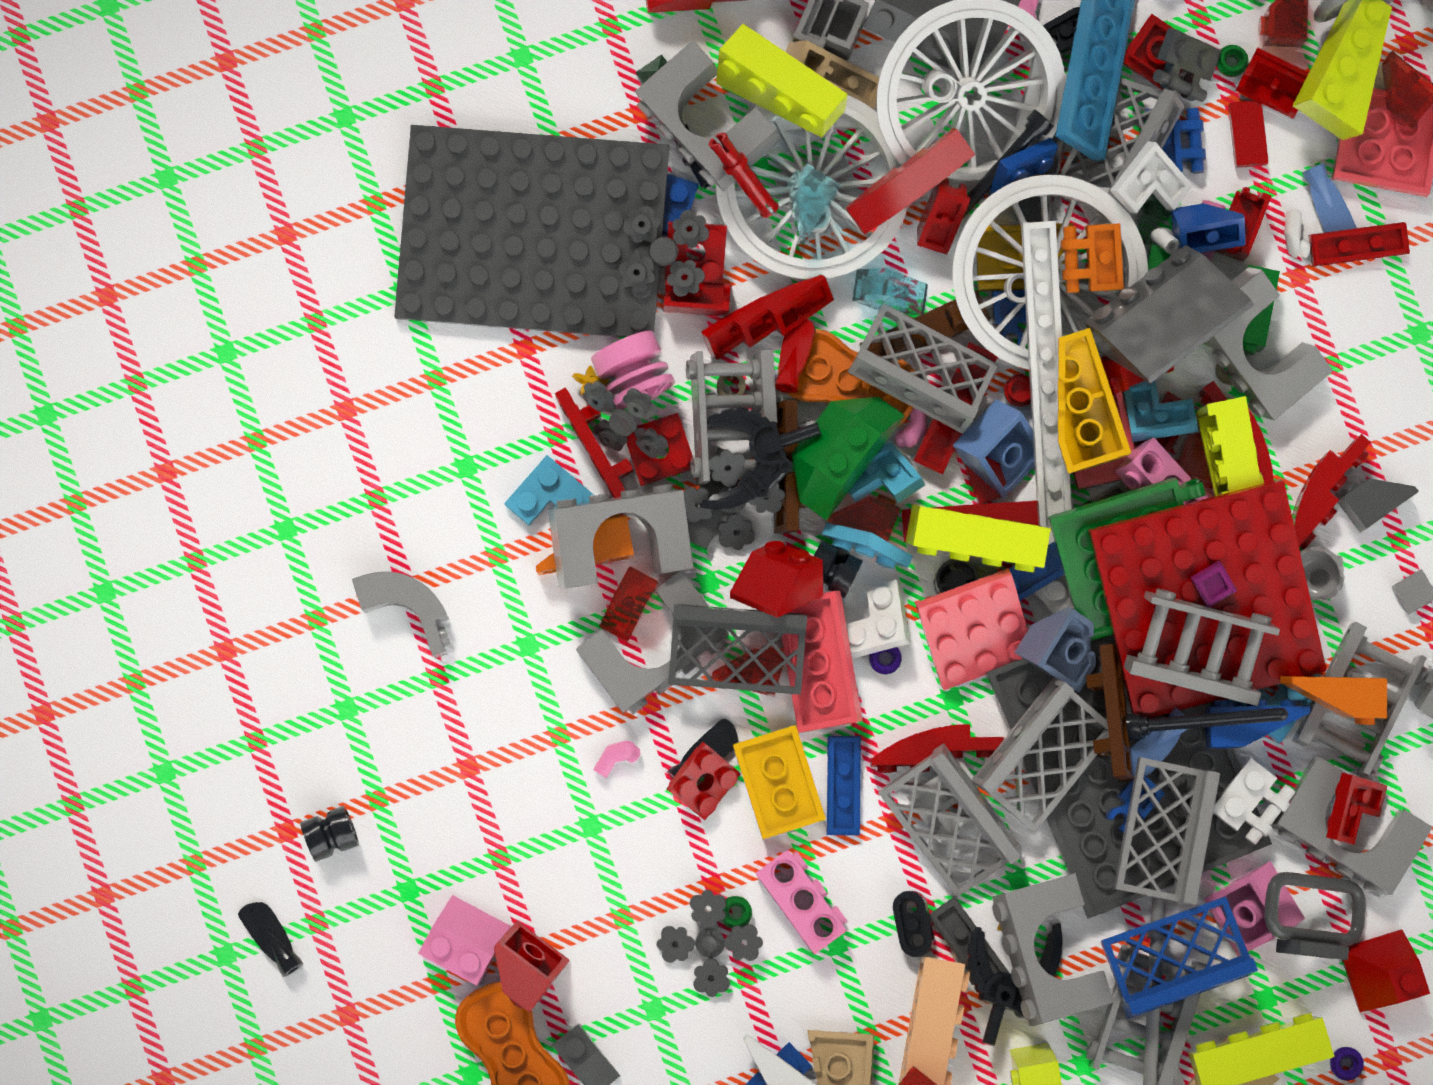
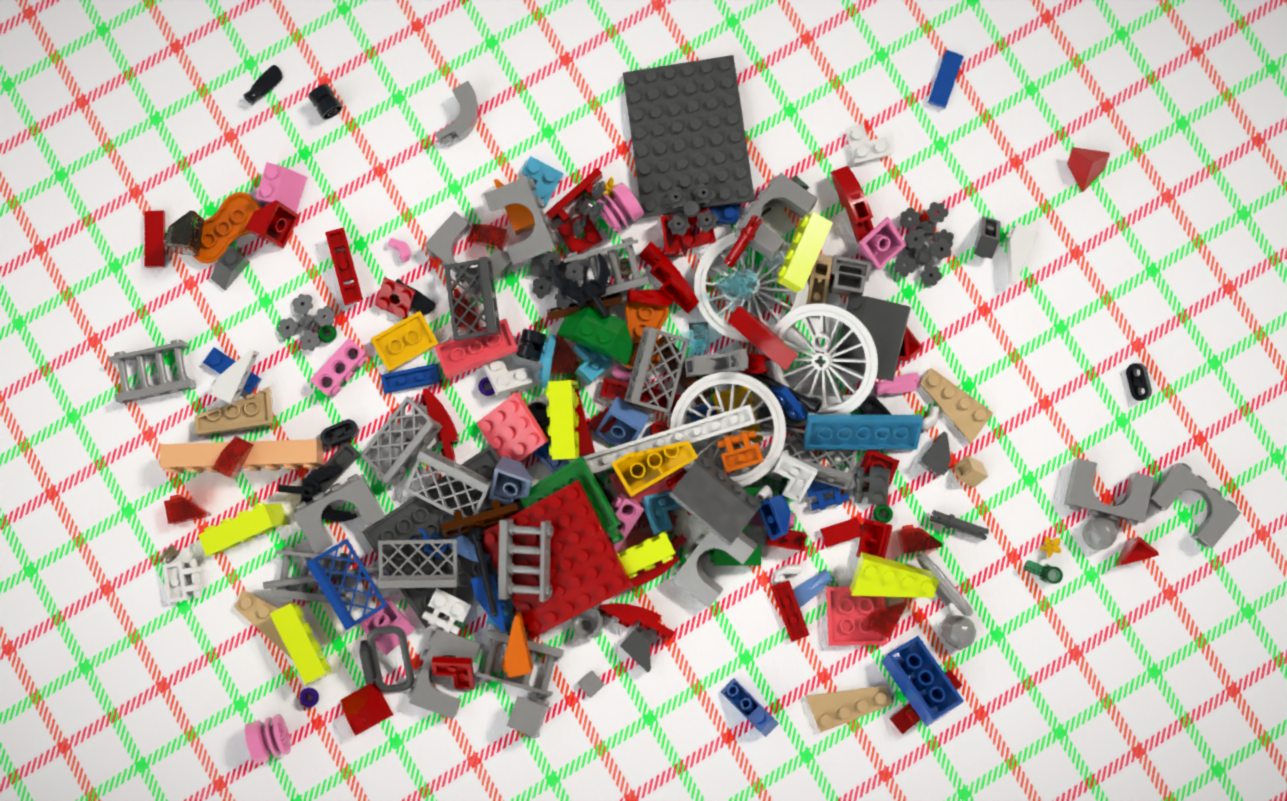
camera: 80 degrees right, 0 degrees up
(628, 857) = (344, 266): none -> red hinge
(778, 579) = (515, 313): red slope -> none
(935, 265) = (710, 364): none -> light grey arch
(1213, 584) = (562, 558): magenta tile -> none

